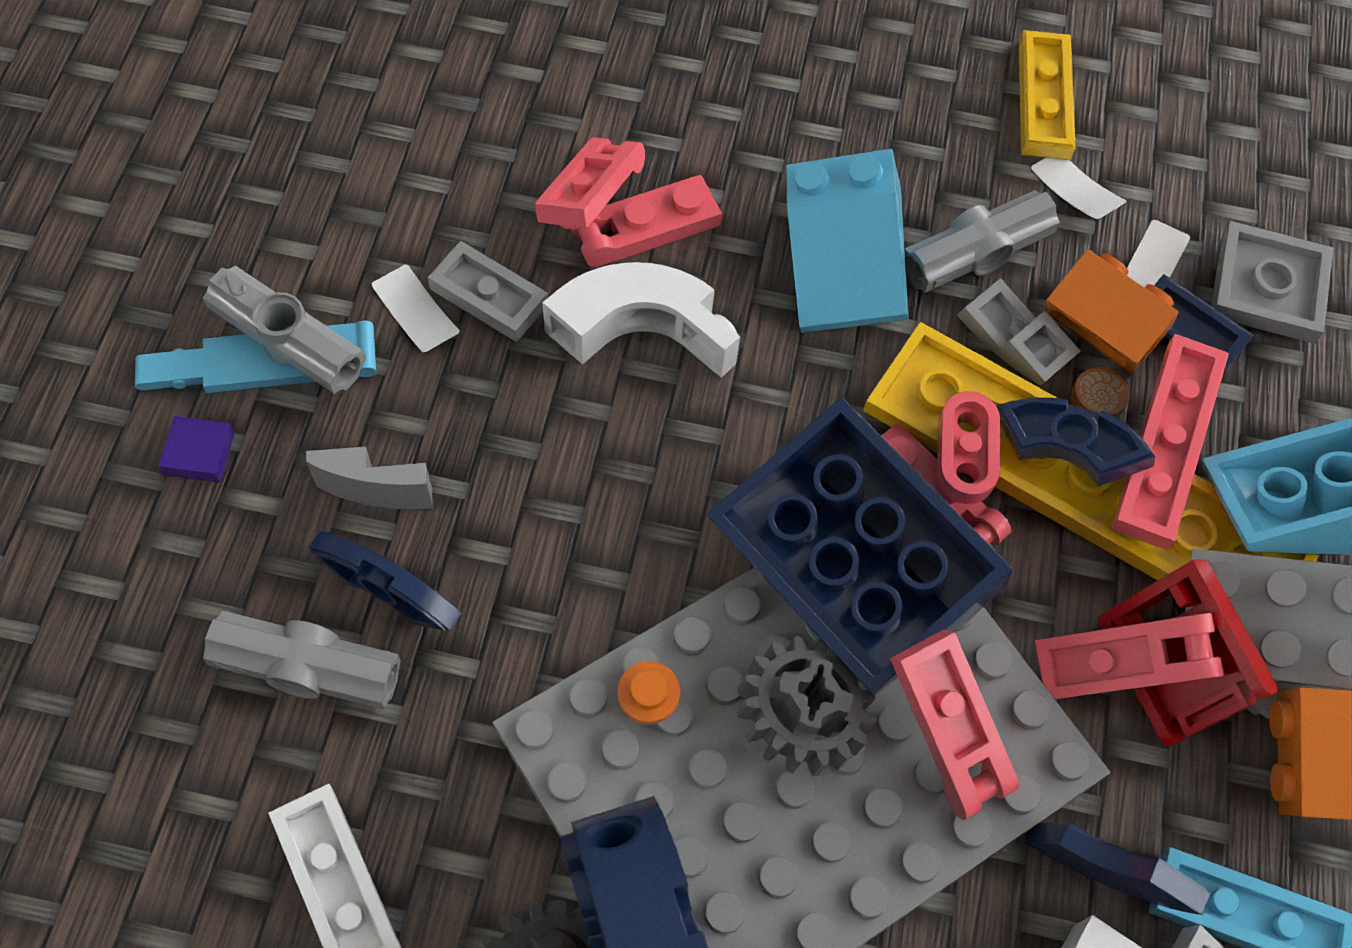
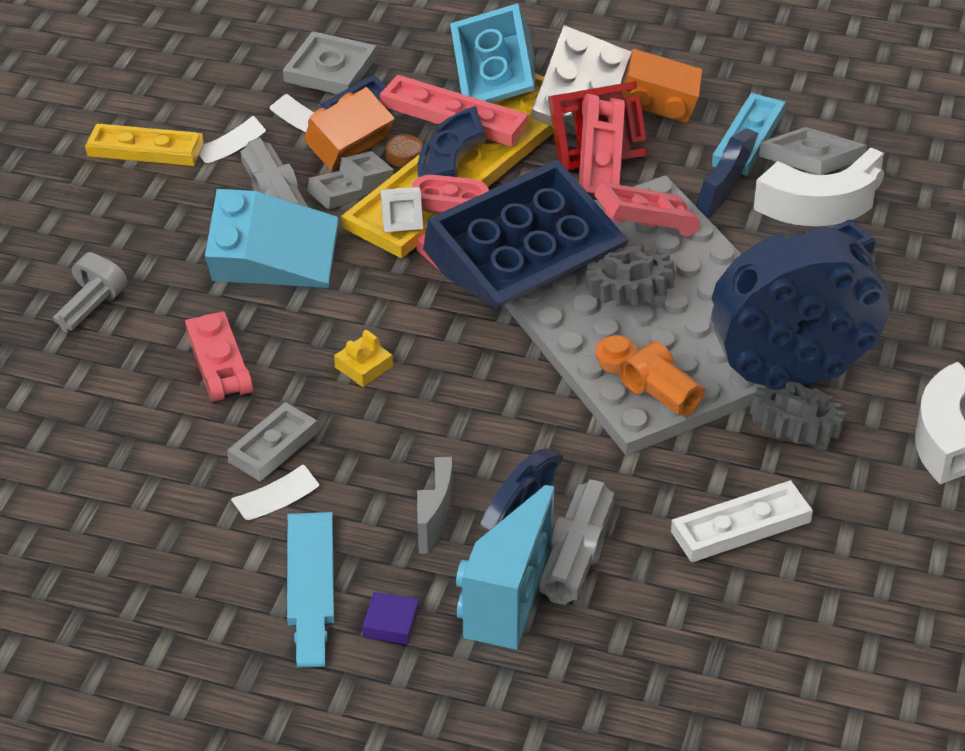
camera: 80 degrees left, 20 degrees down
(199, 562) = (506, 573): none -> medium azure slope
(305, 344) = (299, 546): light grey piece -> none
(589, 183) = (191, 367): coral plate -> none
(598, 745) = (654, 371): none -> orange piece
(640, 298) = (301, 341): white arch -> none
(651, 381) = (363, 359): none -> yellow tile
(760, 84) = (99, 280): none -> light grey piece
(921, 382) = (401, 209): none -> white tile

